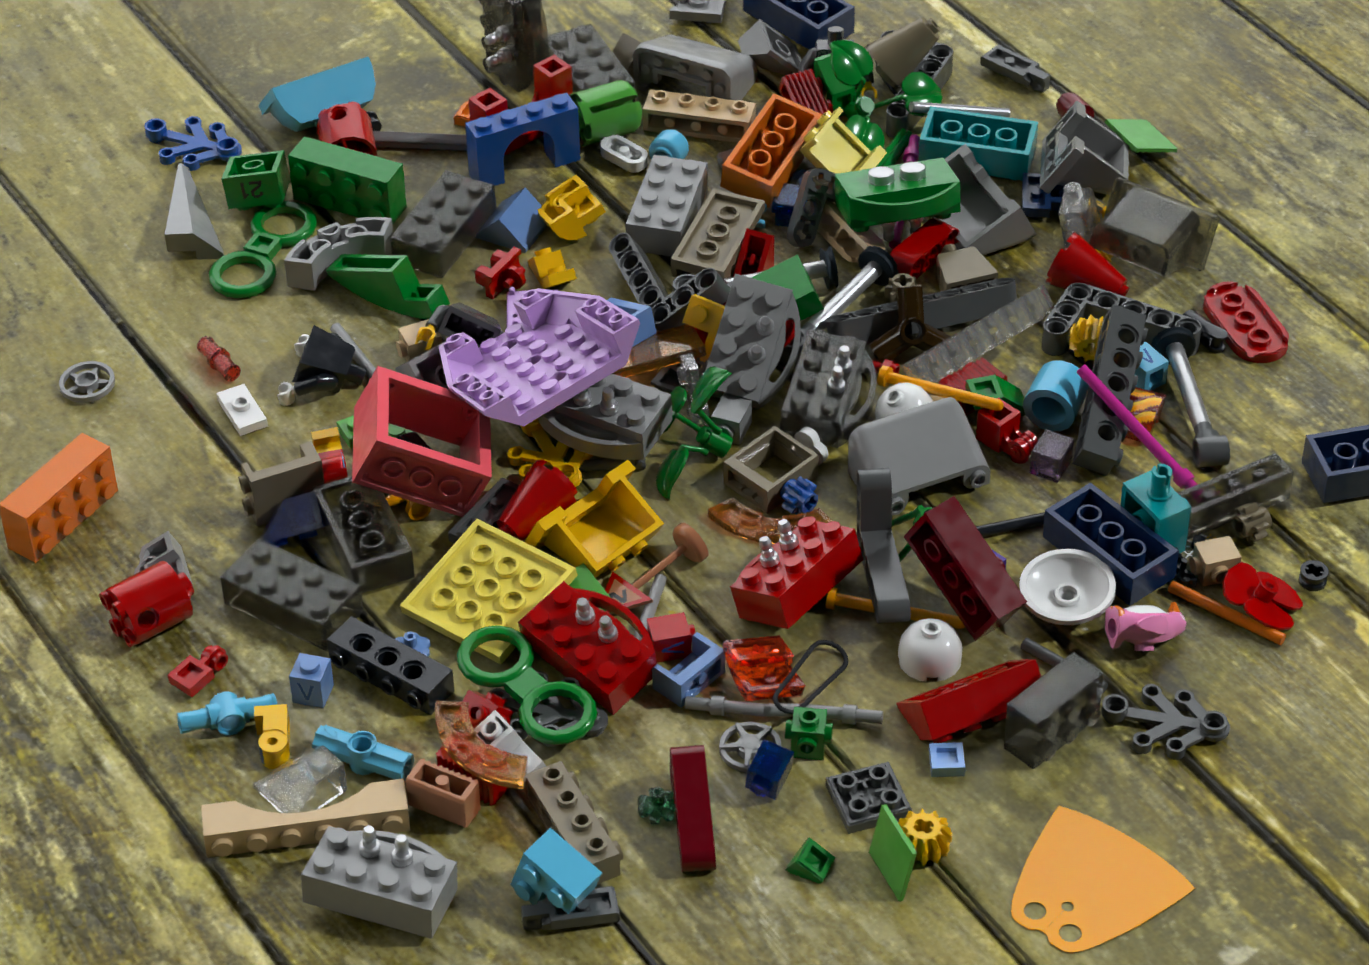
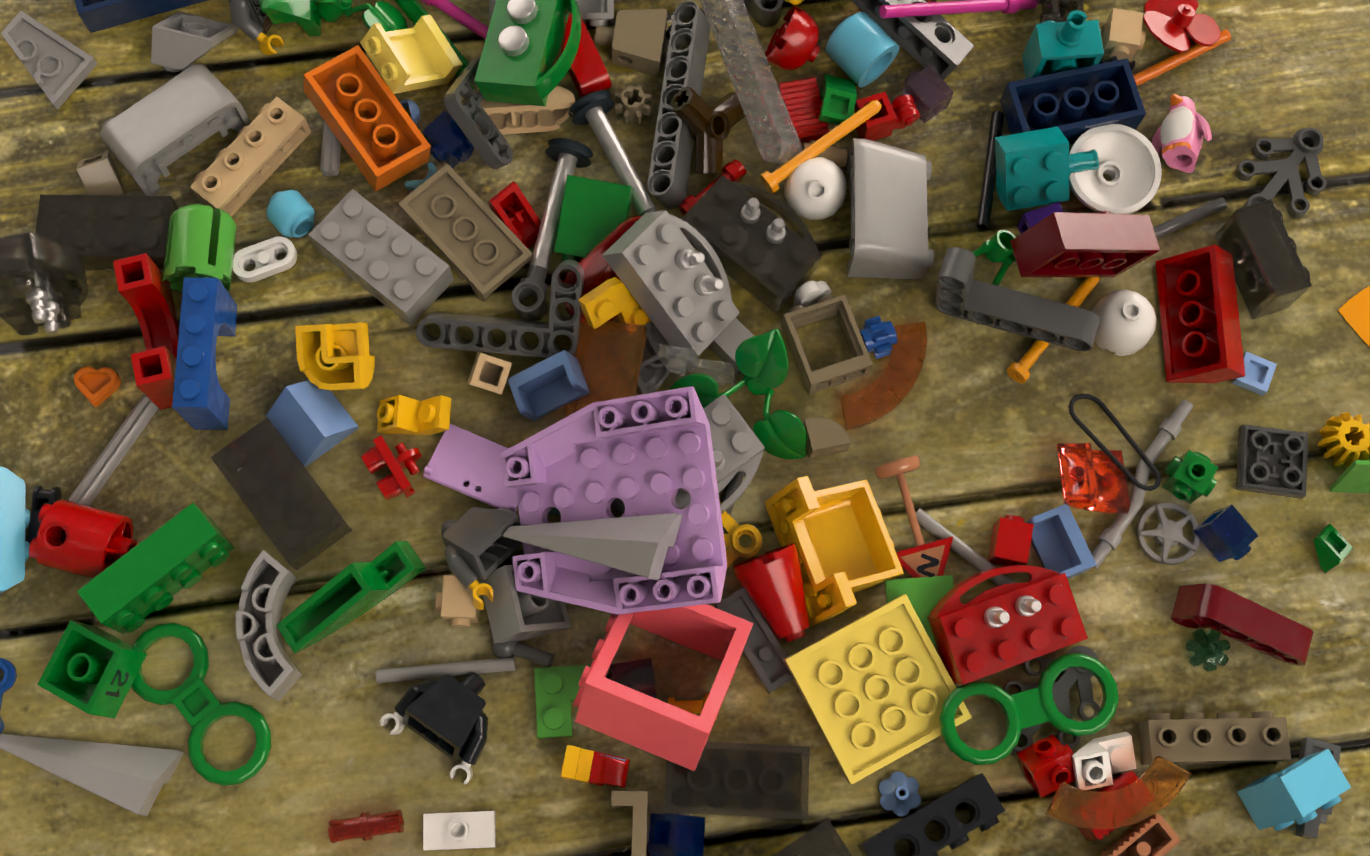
camera: 70 degrees left, 30 degrees up
(500, 360) = (622, 543): none -> light grey wedge
(609, 283) = (489, 373): none -> tan brick
(685, 494) = (825, 437): none -> dark tan brick
(795, 571) = (989, 393): red piece -> none
(805, 90) = (295, 46): red brick -> none
(1024, 527) = (1036, 167): none -> teal brick
(1029, 351) = (794, 41): none -> red cylinder

